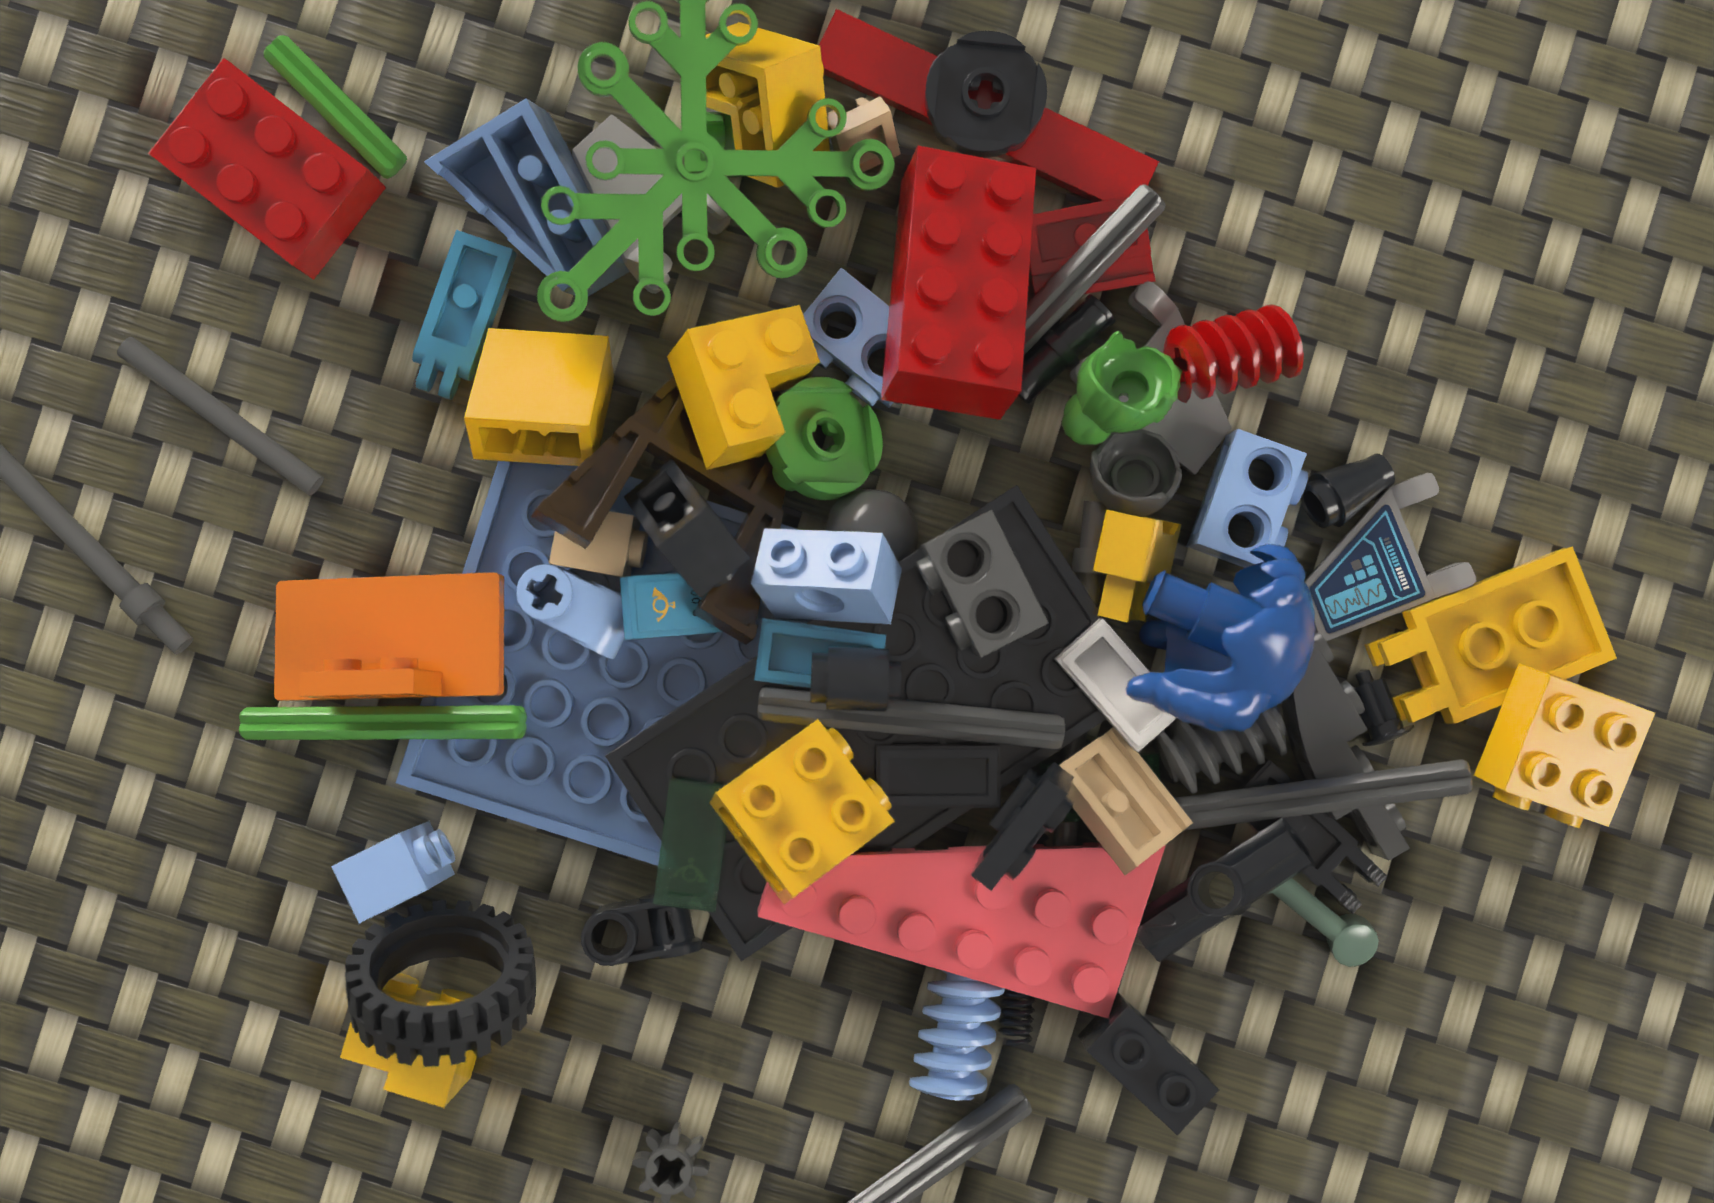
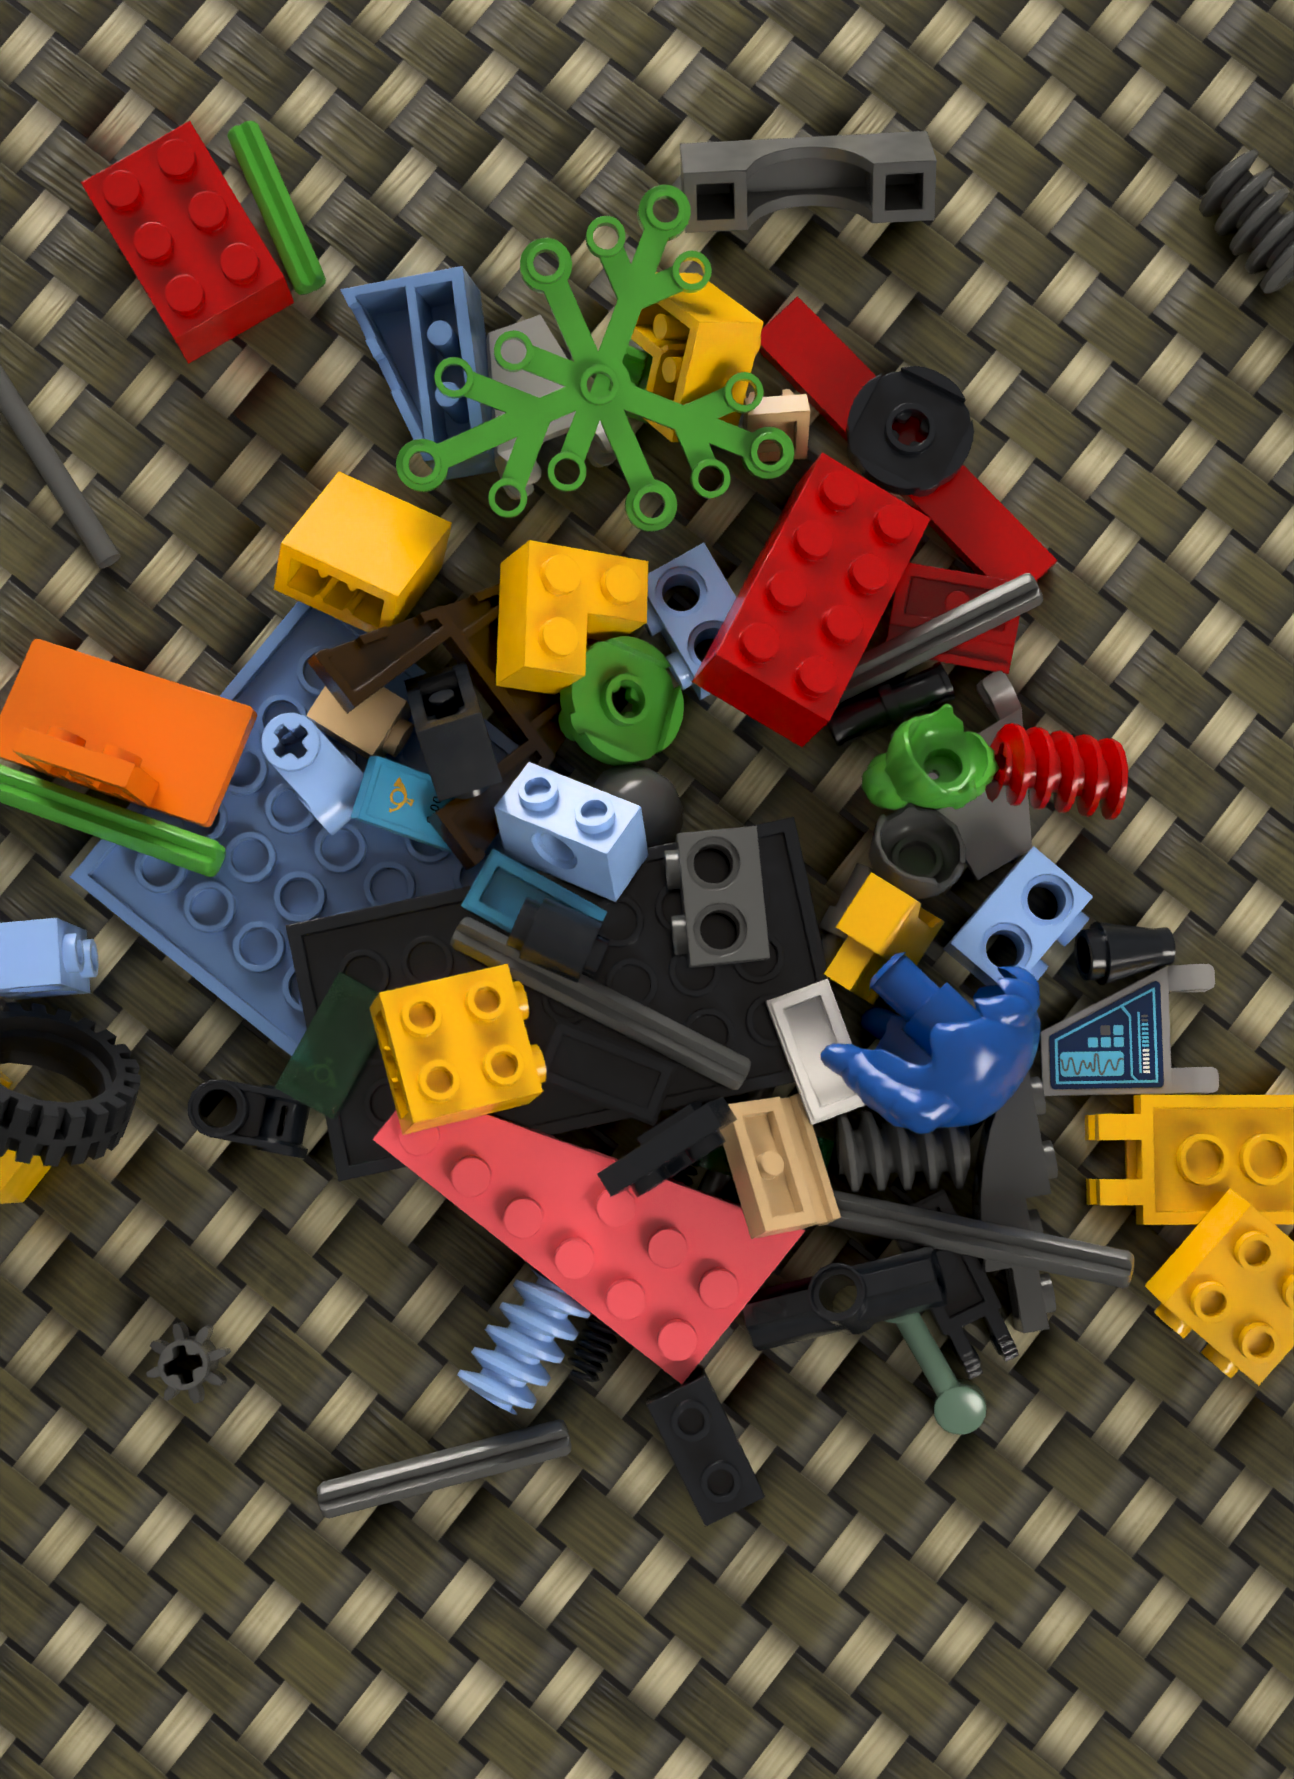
camera: 20 degrees right, 5 degrees down
(461, 312) = (319, 447): dark azure hinge -> none
(1380, 713) = (1074, 1184): black piece -> none

